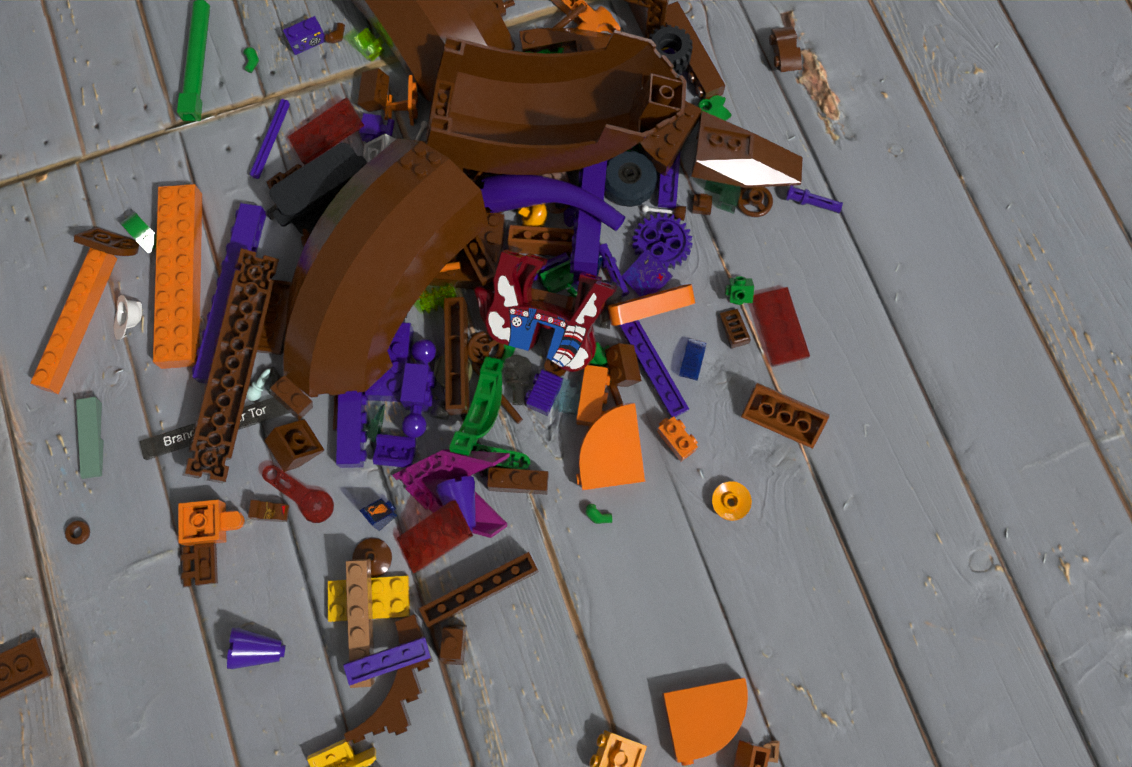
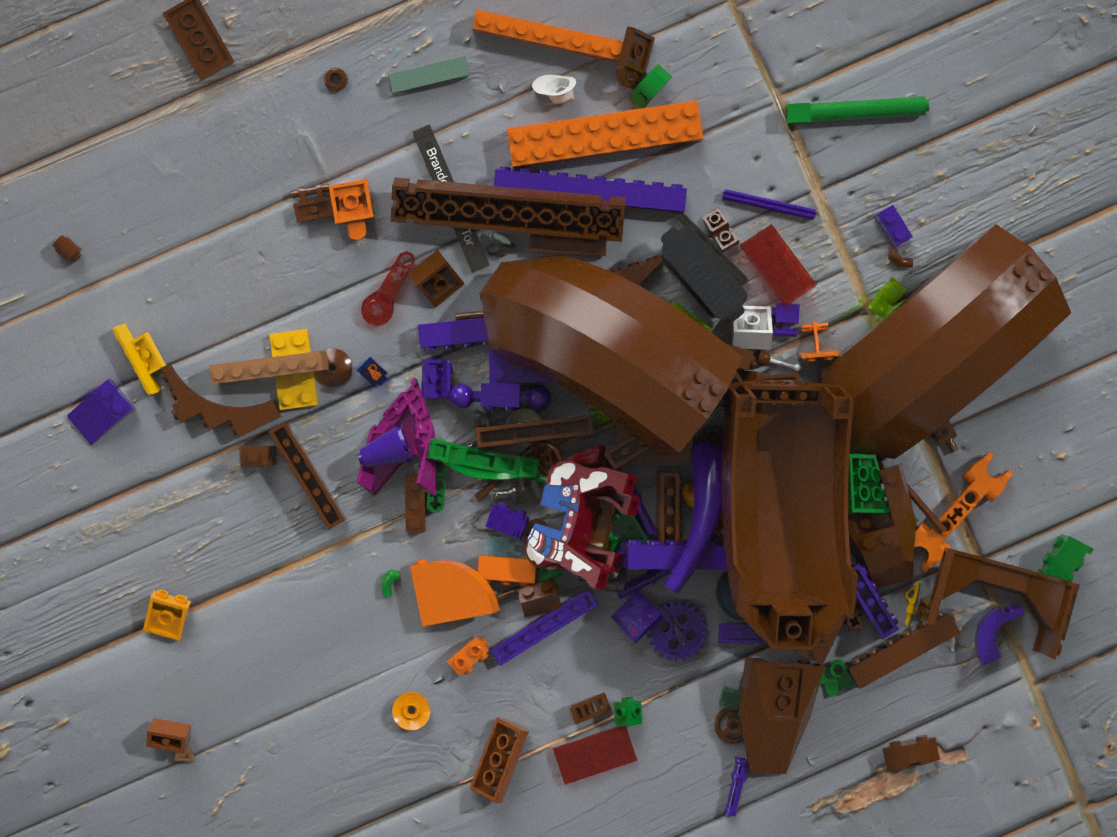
camera: 85 degrees right, 15 degrees up
(252, 59) = (864, 171): green arm -> none
(252, 649) = (237, 268): dark purple cone -> none
(268, 511) = (368, 263): reddish brown leg -> none
(291, 397) = (481, 271): reddish brown brick -> none
(373, 90) = (830, 311): reddish brown brick -> none
(376, 425) = (457, 355): clear green plate -> none
(386, 661) = (234, 398): dark purple plate -> none
(434, 536) = (352, 429): clear red plate -> none
(651, 304) = (604, 625): orange beam -> none
(676, 39) = (902, 634): black tyre -> none
(678, 212) = (712, 645): hinge -> none
(692, 359) = (553, 667): clear blue slope -> none
(702, 204) = (724, 669): reddish brown tile -> none
(705, 718) = (208, 693): orange brick -> none

